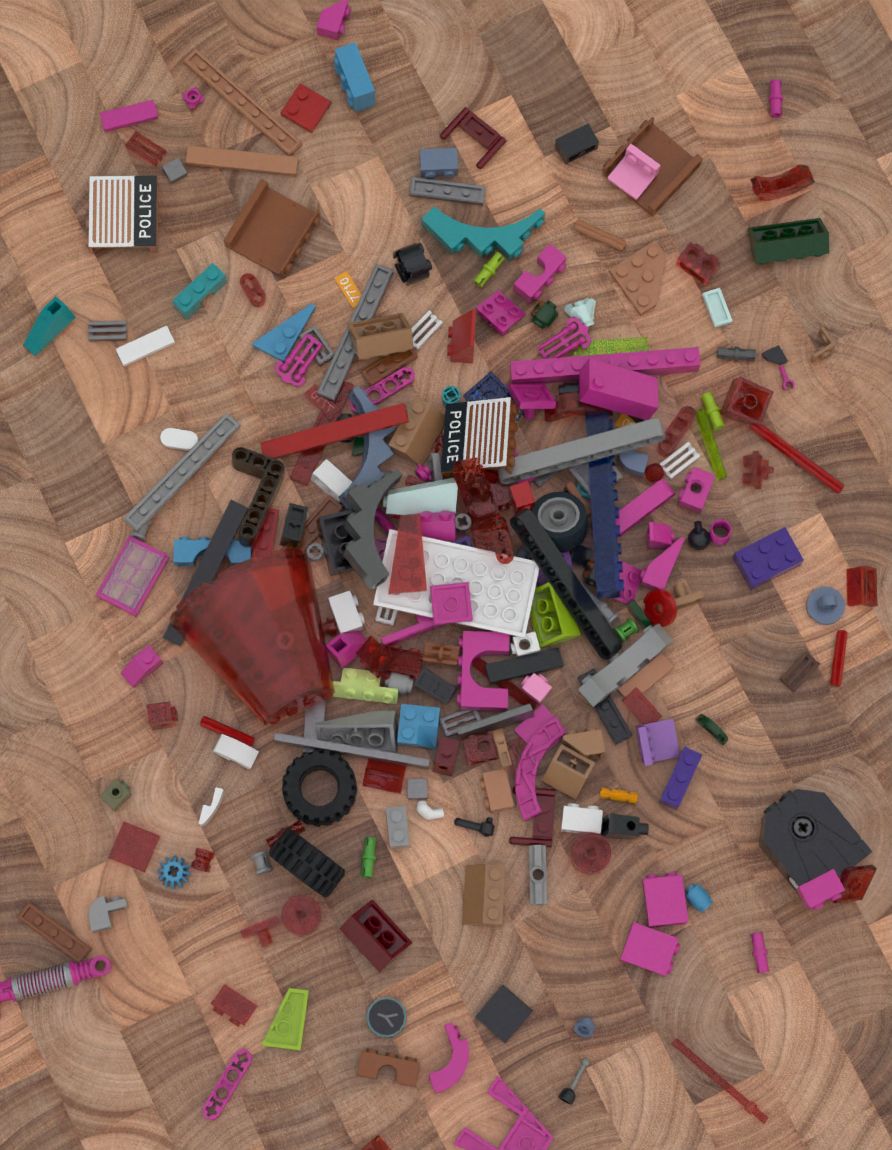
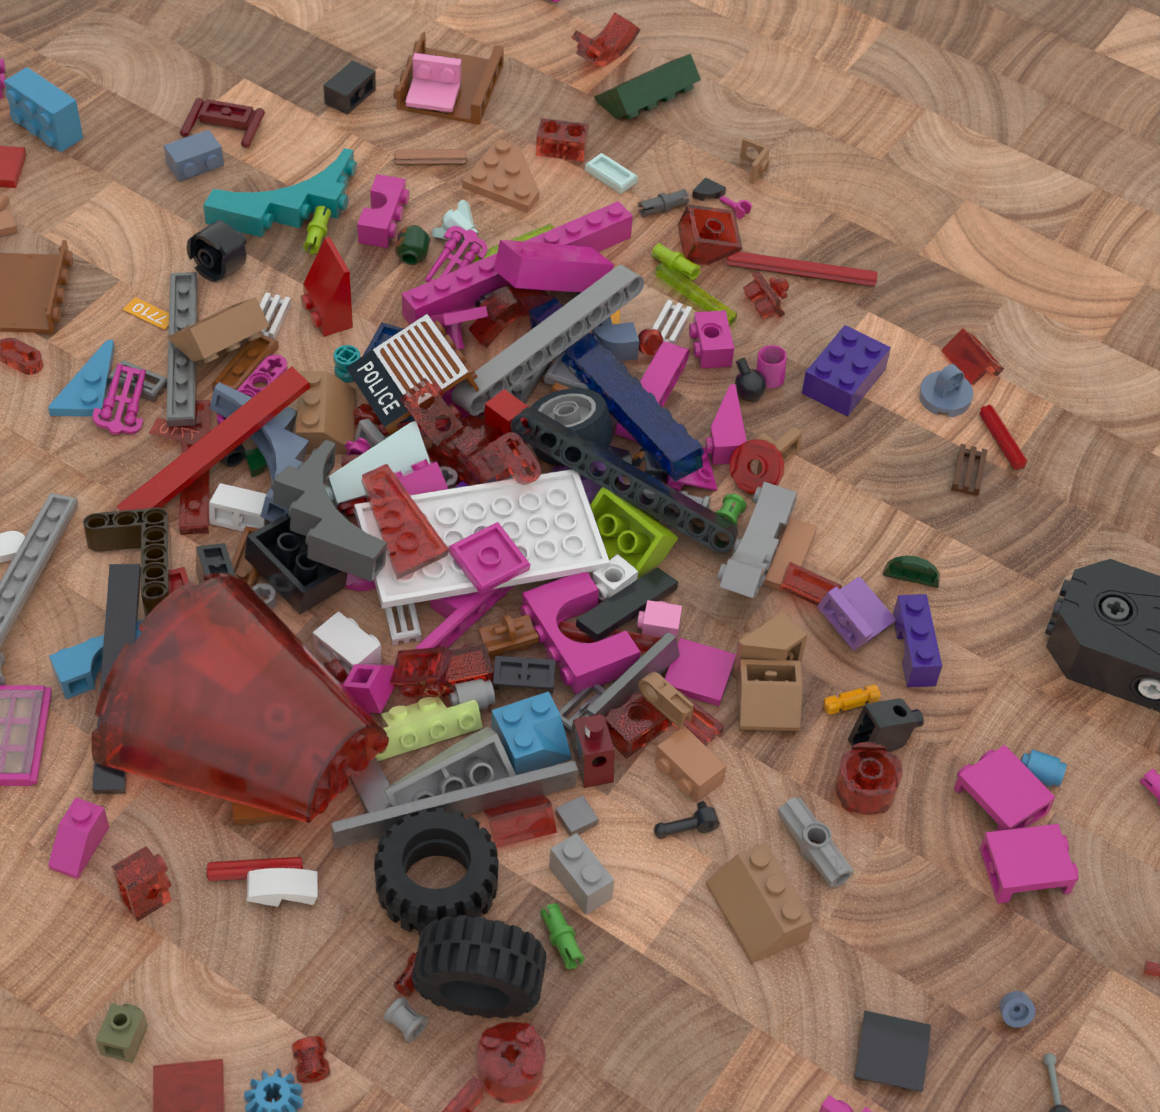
camera: 30 degrees left, 25 degrees down
(209, 811) = (285, 981): white slope -> none
(375, 935) = (637, 1037): dark red slope -> none
(428, 813) = (609, 837): white arm -> none
(447, 191) = (223, 179): flat silver tile -> none
(500, 312) = (362, 265): dark pink hinge -> none
(529, 763) = (714, 718): dark pink tile -> none
(542, 822) = (770, 771): dark red plate -> none
(581, 819) = (822, 747): white brick -> none
(610, 716) = (759, 607): black tile -> none
(638, 614) = (728, 482): dark green tile -> none
(659, 536) = (699, 398): dark pink slope -> none
(681, 424) = (647, 301): clear red beam -> none

